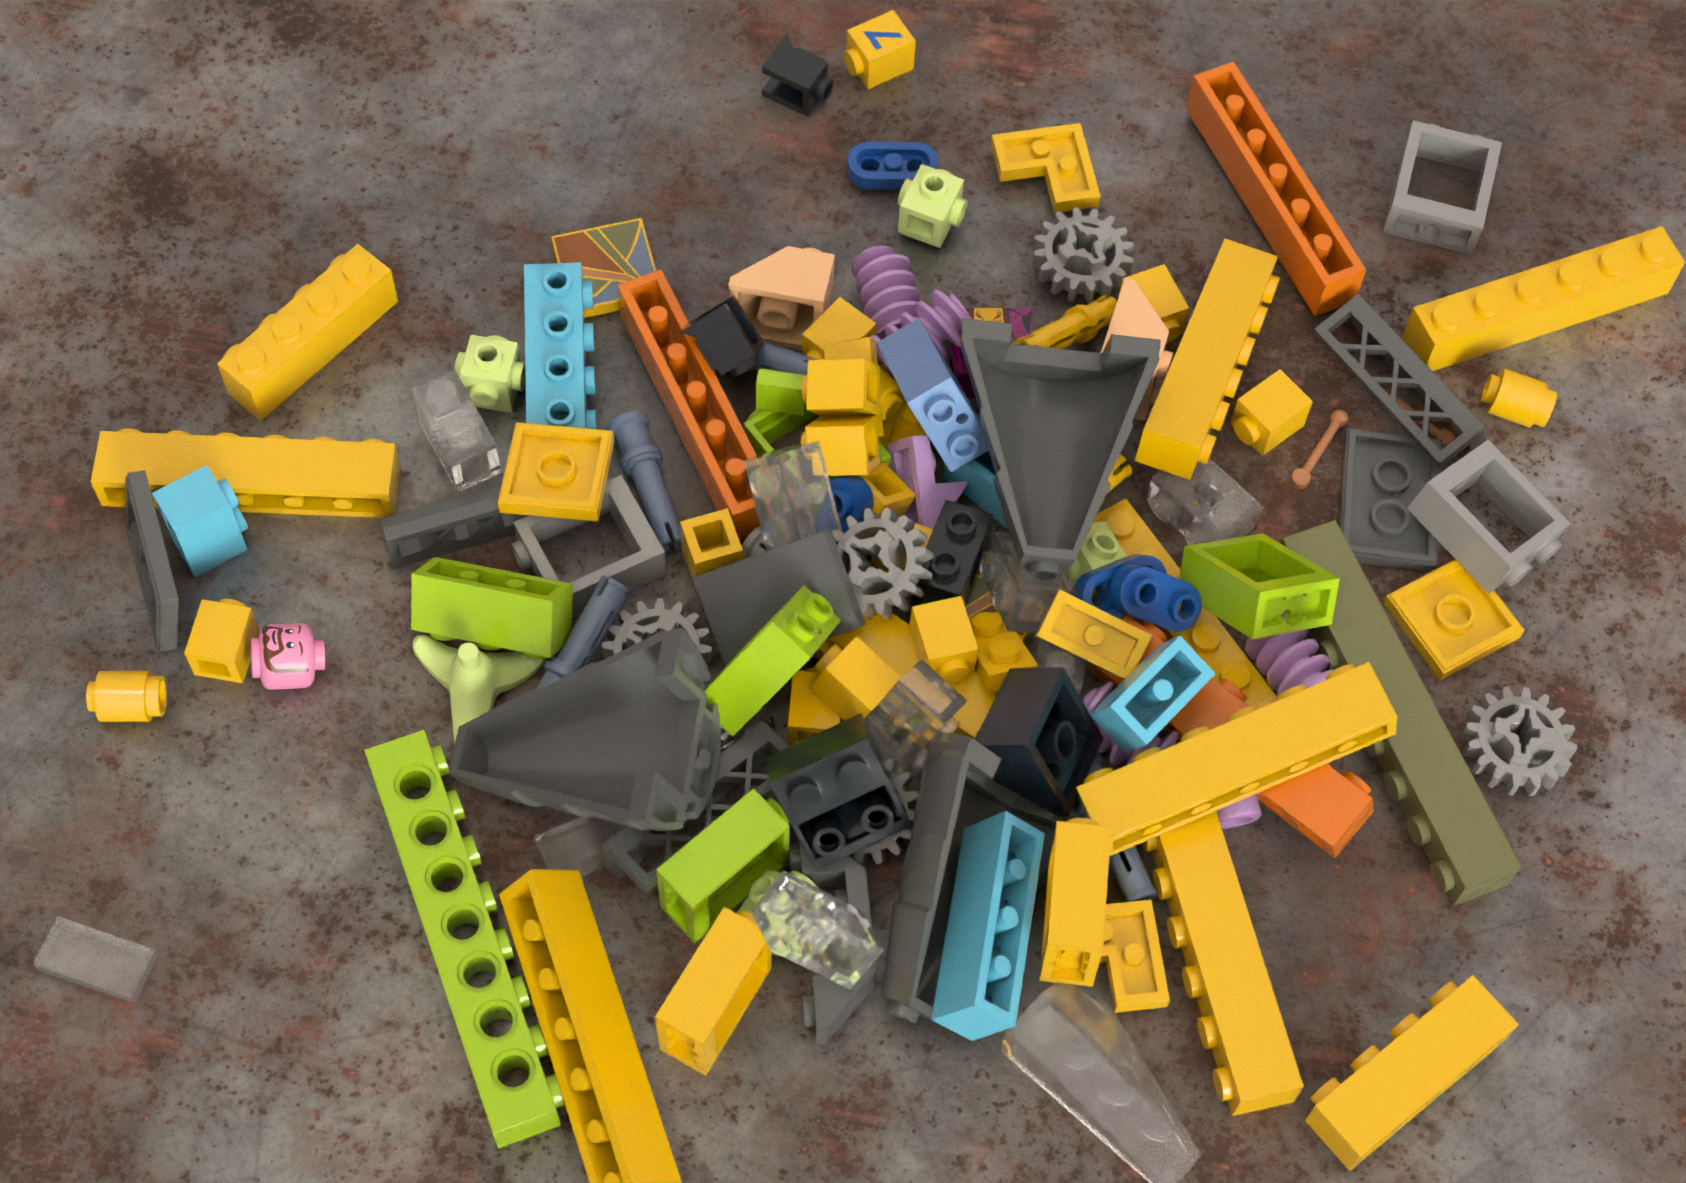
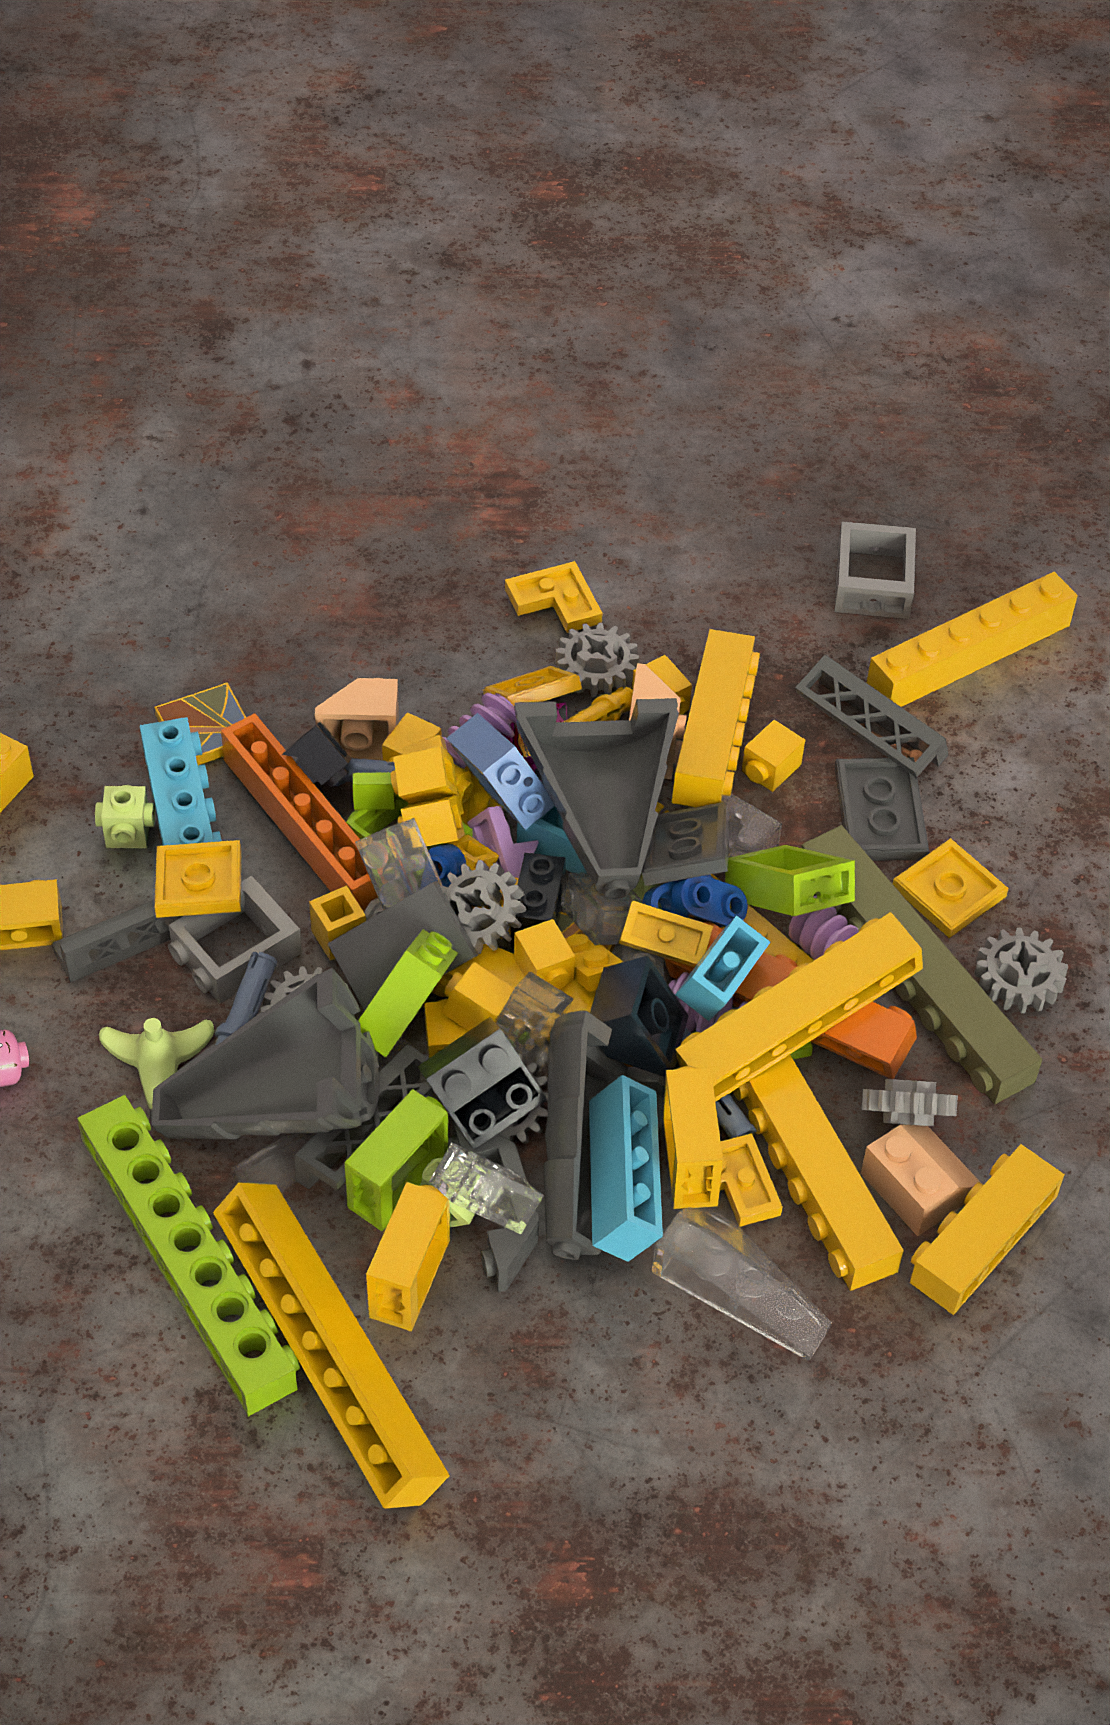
camera: 10 degrees left, 10 degrees down
(456, 430) = (104, 864): clear brick -> none
(491, 607) = (165, 991): lime brick -> none
(642, 463) = (266, 869): sand blue pin -> none
(797, 78) = (336, 559): black window -> none
(879, 50) = (399, 528): yellow brick -> none
(885, 286) = (439, 700): lavender piece -> none
(890, 161) = (427, 614): blue plate -> none
(931, 205) = (469, 631): yellowish green brick -> none
(998, 282) = (537, 685): none -> yellow tile
(1142, 523) = (688, 844): none -> dark grey tile
(1240, 813) = (810, 1056): lavender tile -> none
(1275, 189) = (742, 587): orange brick -> none
(1301, 476) = (807, 801): nougat hinge -> none
(1343, 986) = (917, 1175): none -> light nougat slope
(1348, 896) = (909, 1102): none -> light grey gear
(1468, 539) = (950, 824): light grey window -> none
(1518, 398) = (968, 717): yellow brick -> none

